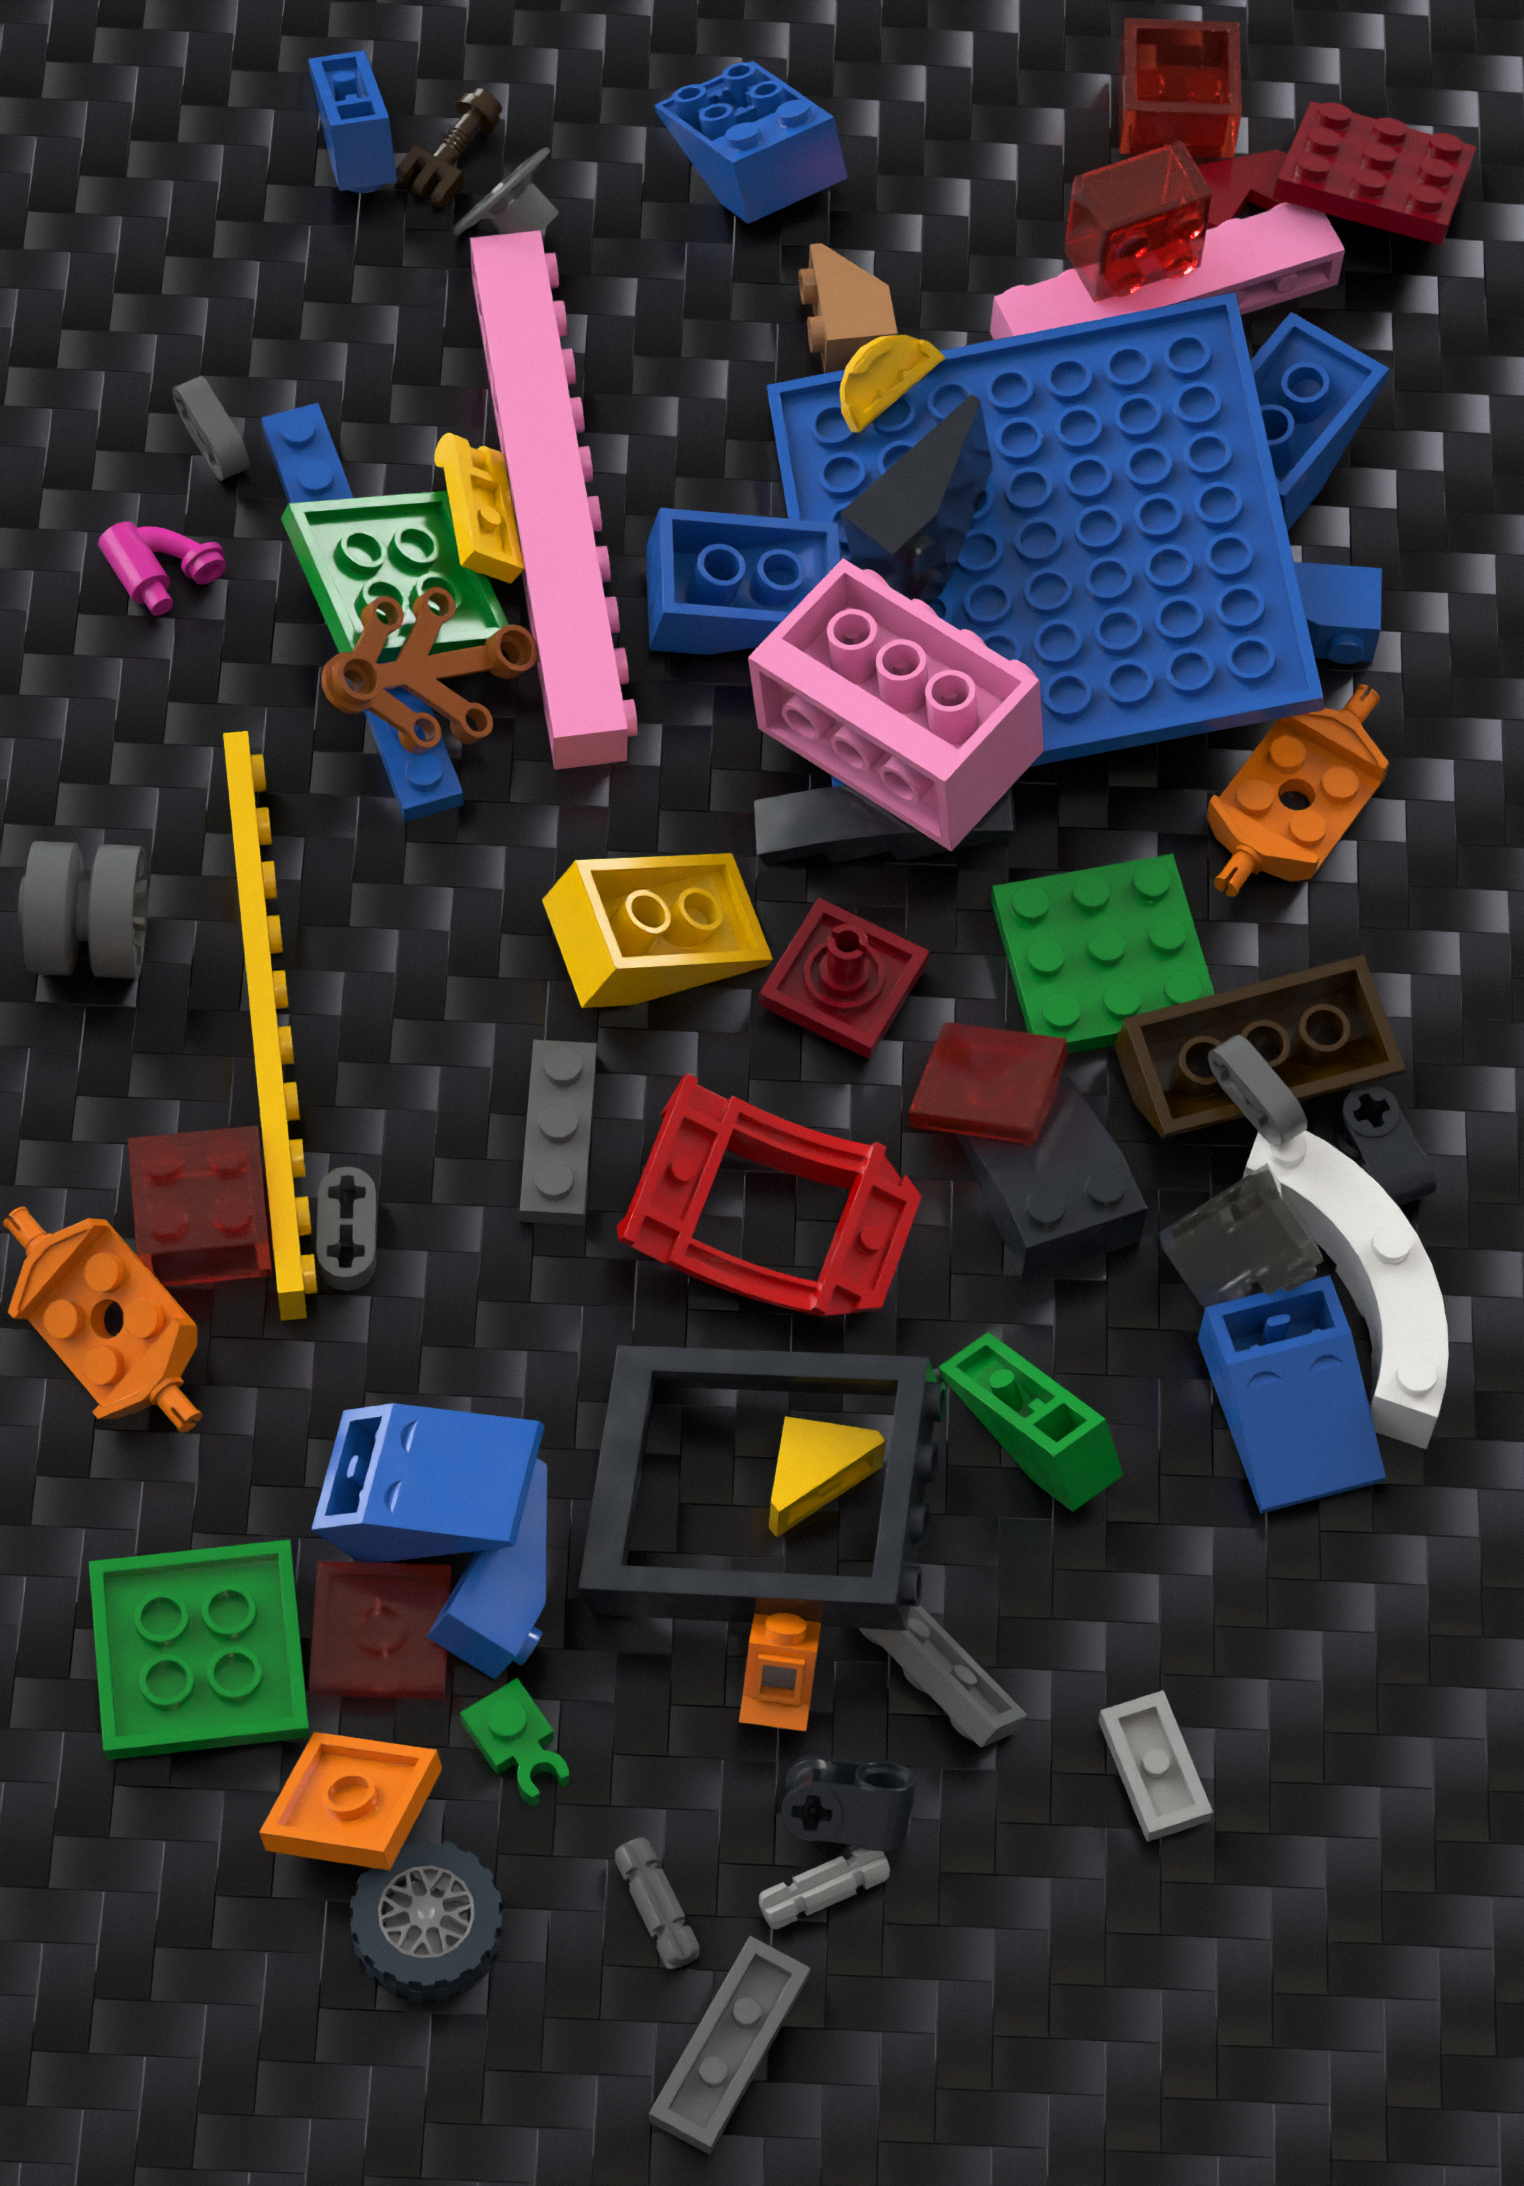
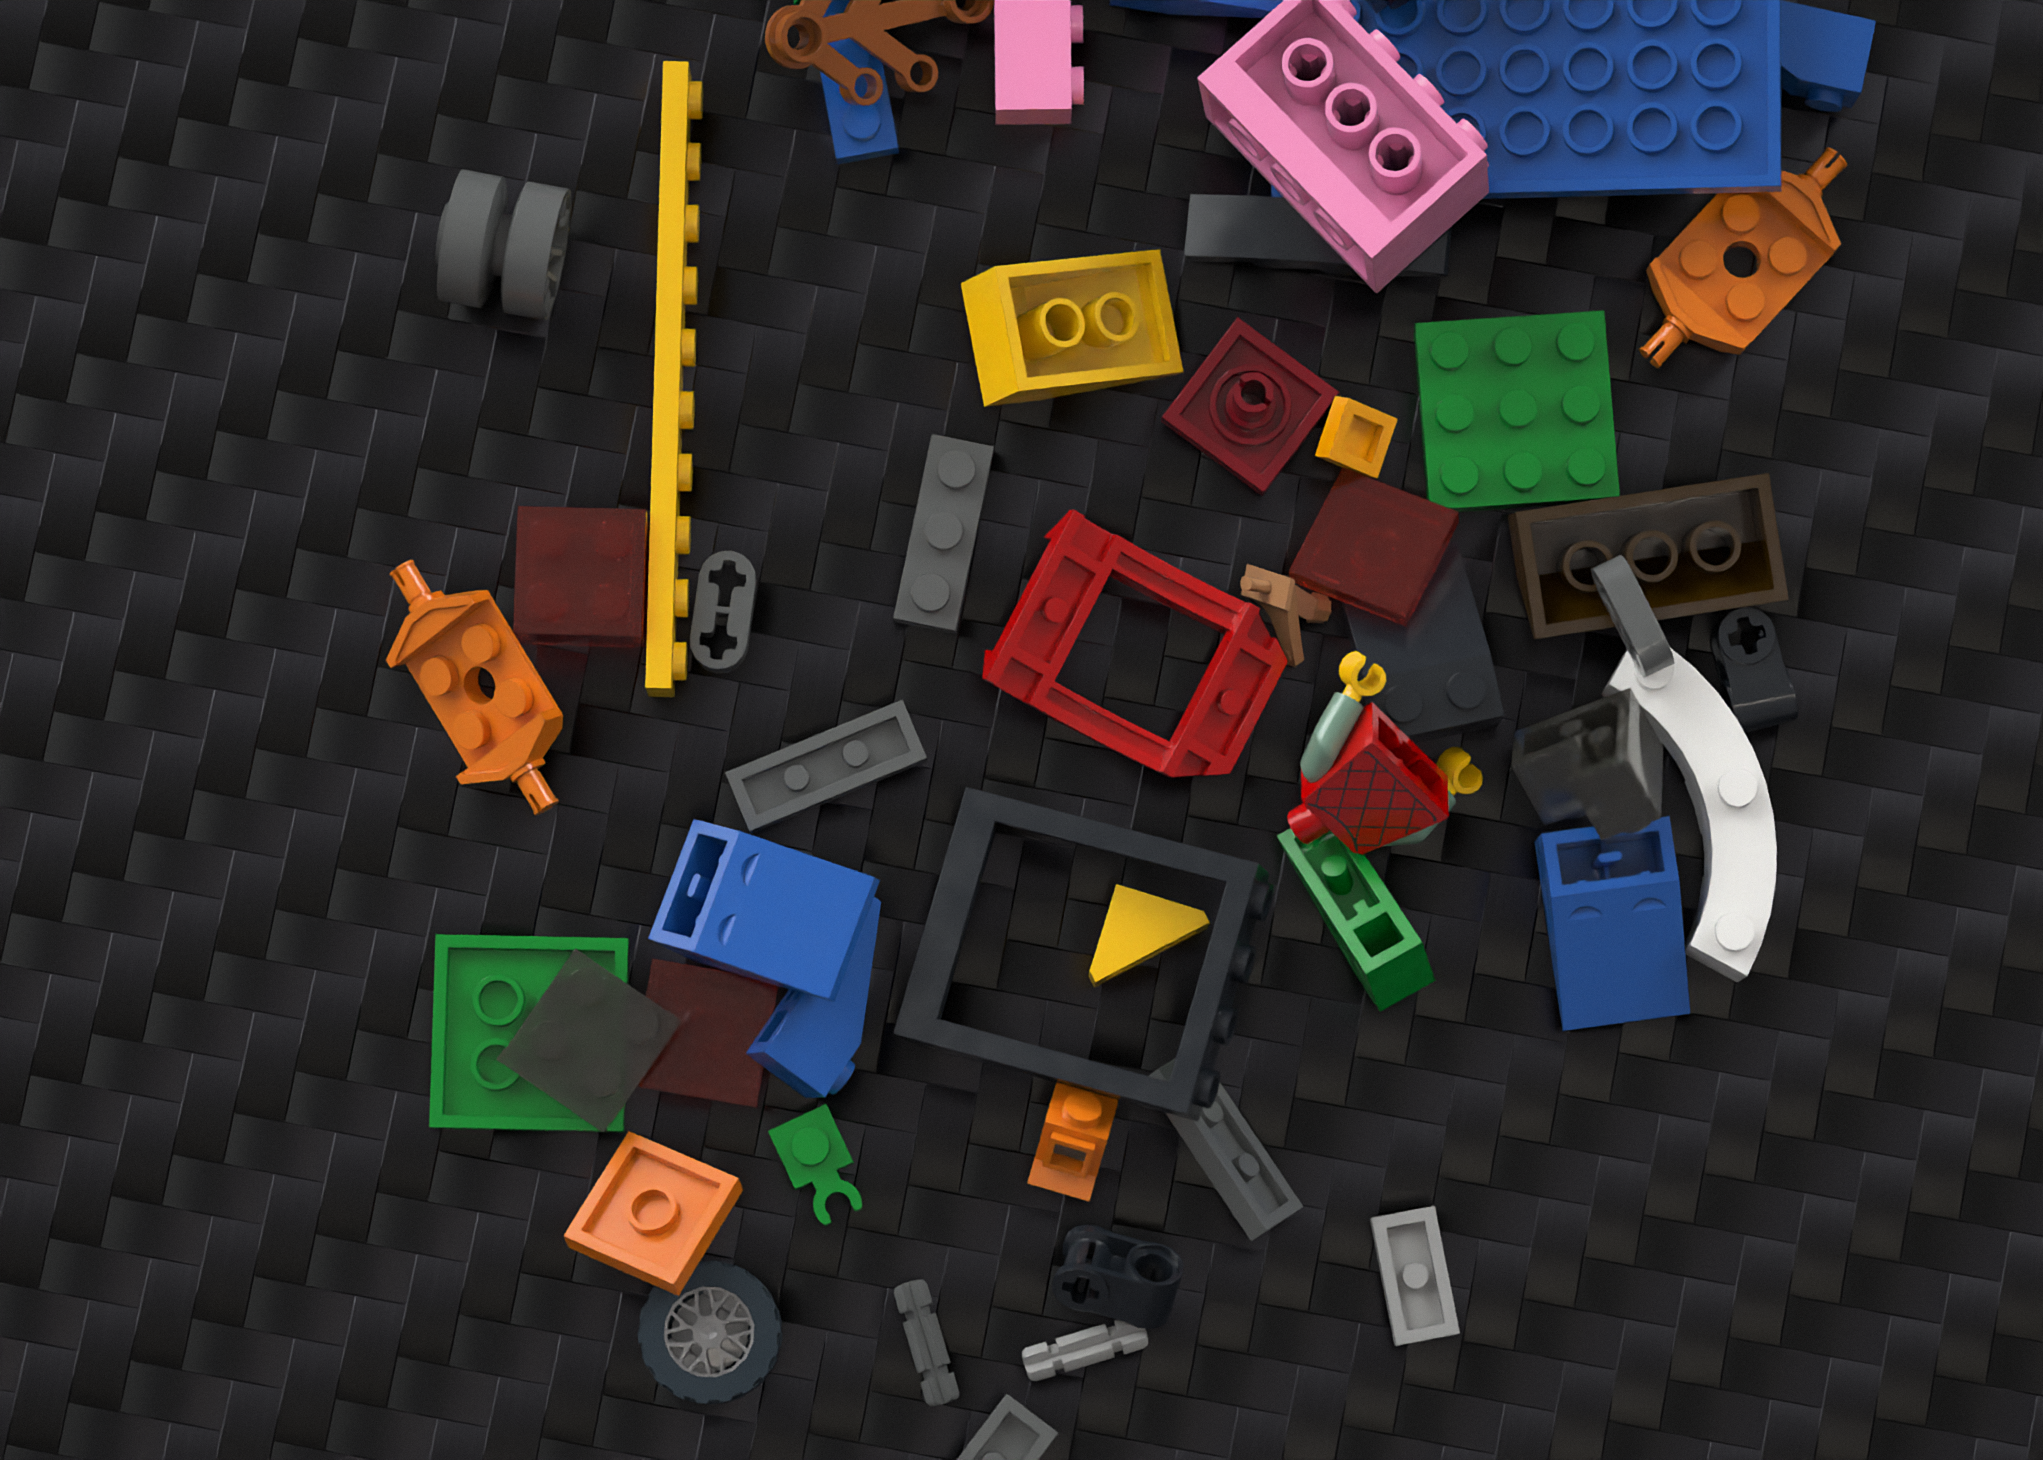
camera: 10 degrees right, 20 degrees up
(262, 1642) = (589, 1041): none -> clear smoke piece
(475, 1352) = (826, 766): none -> dark grey plate
(911, 1149) = (1285, 605): none -> medium nougat piece
(952, 989) = (1356, 437): none -> light orange plate
(1023, 1280) = (1370, 777): none -> red torso

